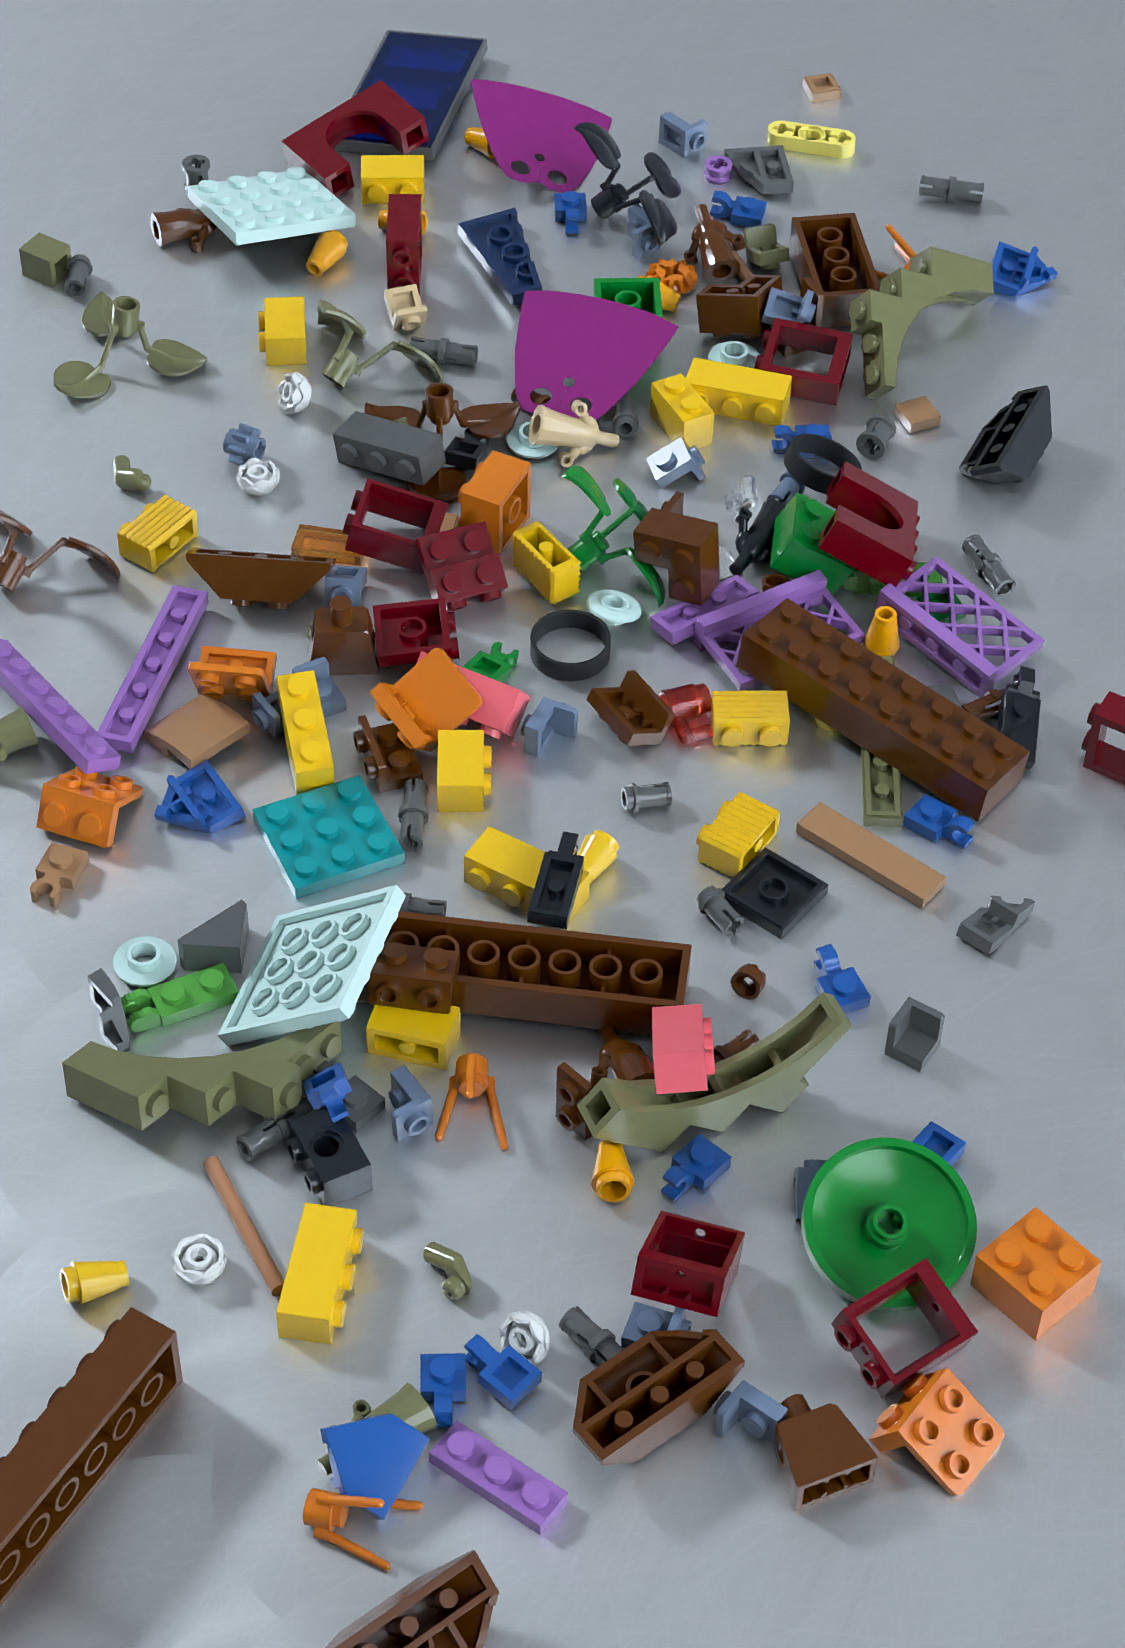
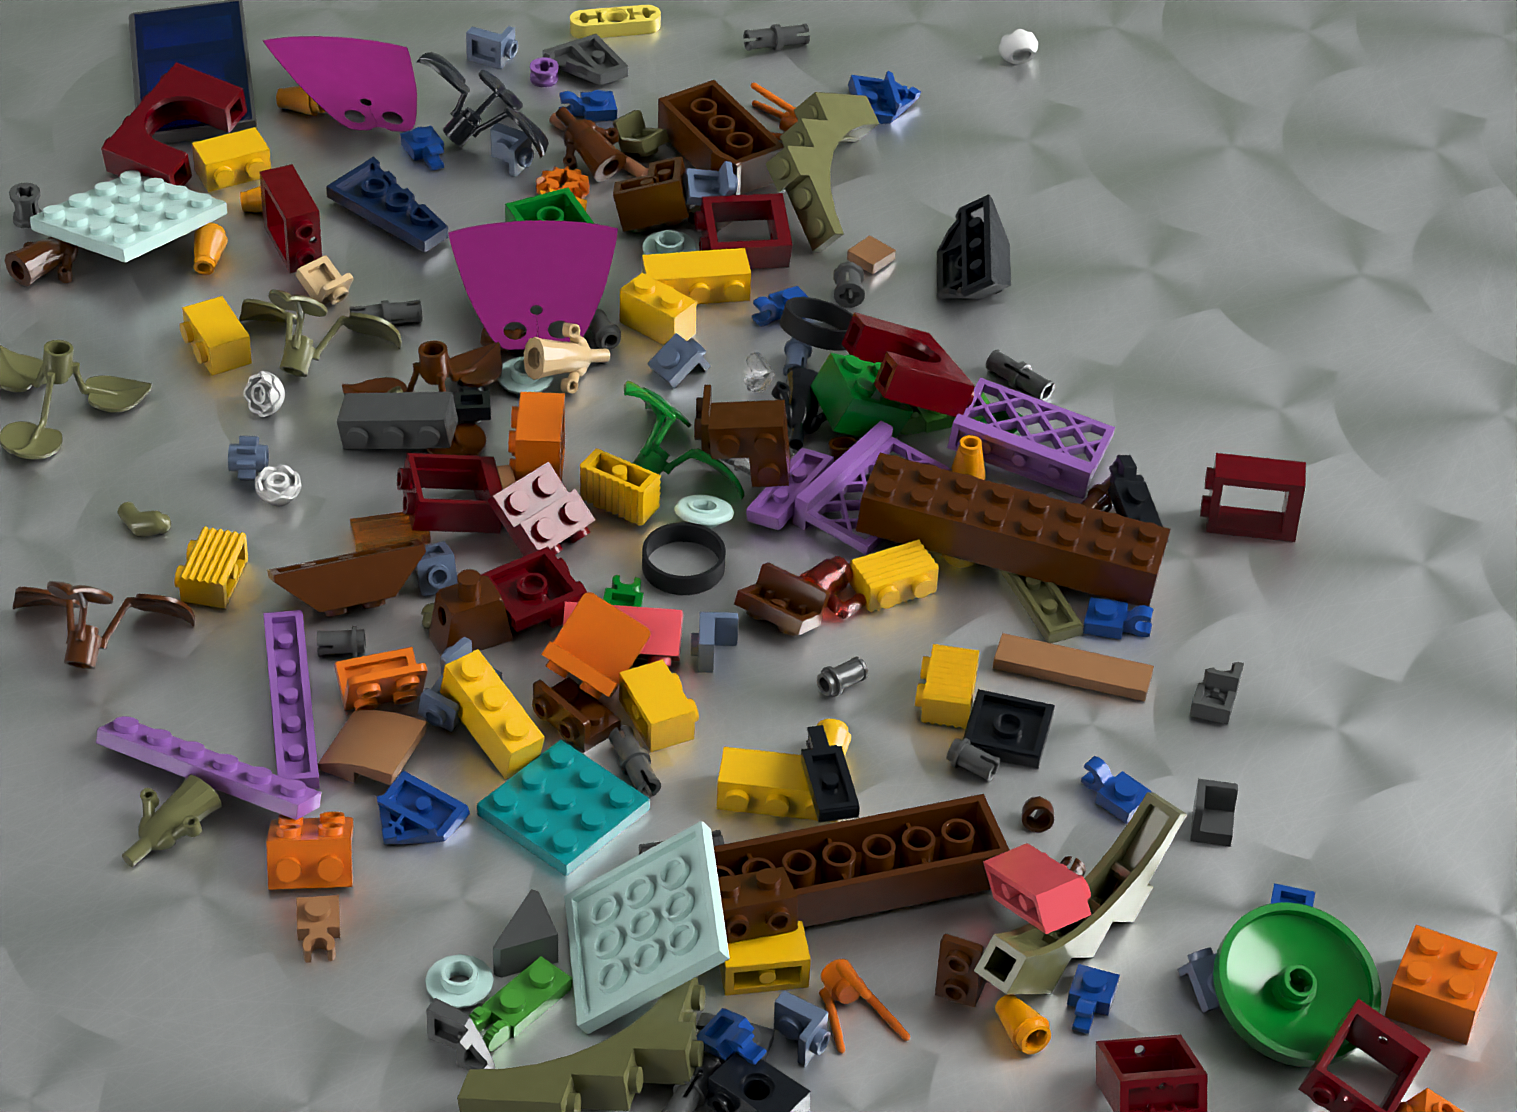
camera: 25 degrees left, 5 degrees down
(226, 630) = (341, 642): none -> dark grey pin
(623, 1057) = (976, 919): reddish brown piece -> none

